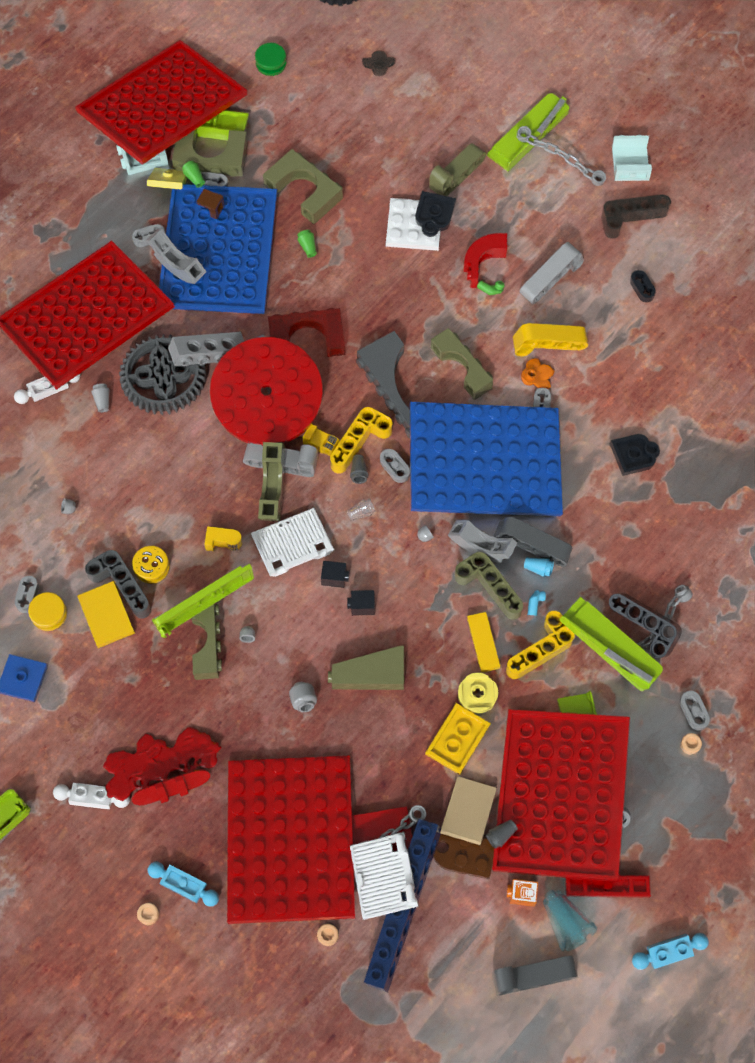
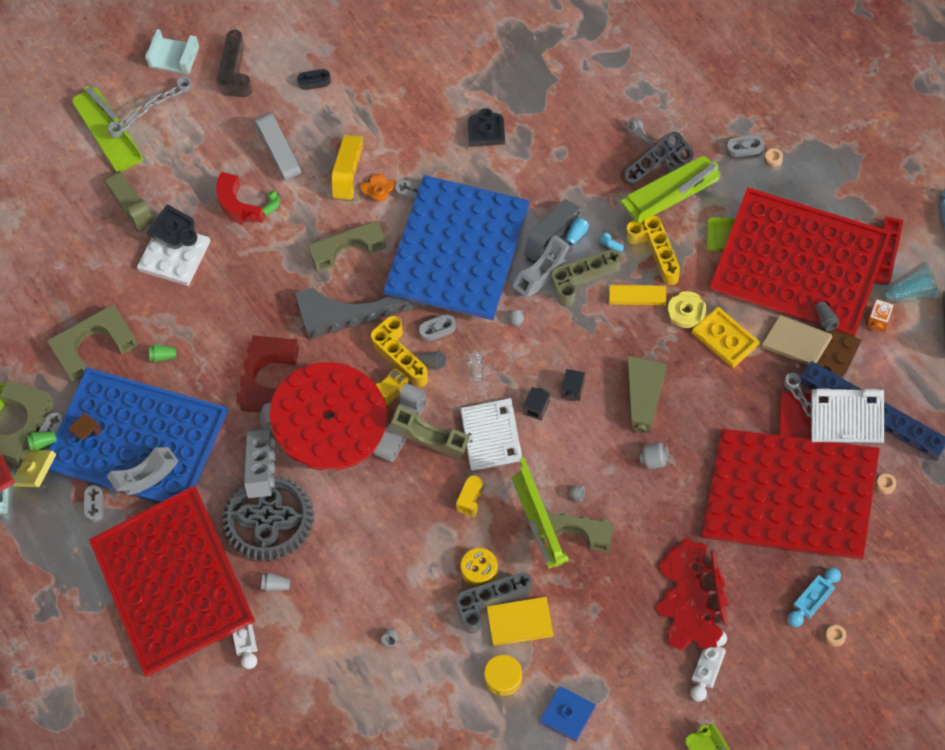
camera: 70 degrees left, 5 degrees down
(22, 593) = (475, 698): light grey beam -> none

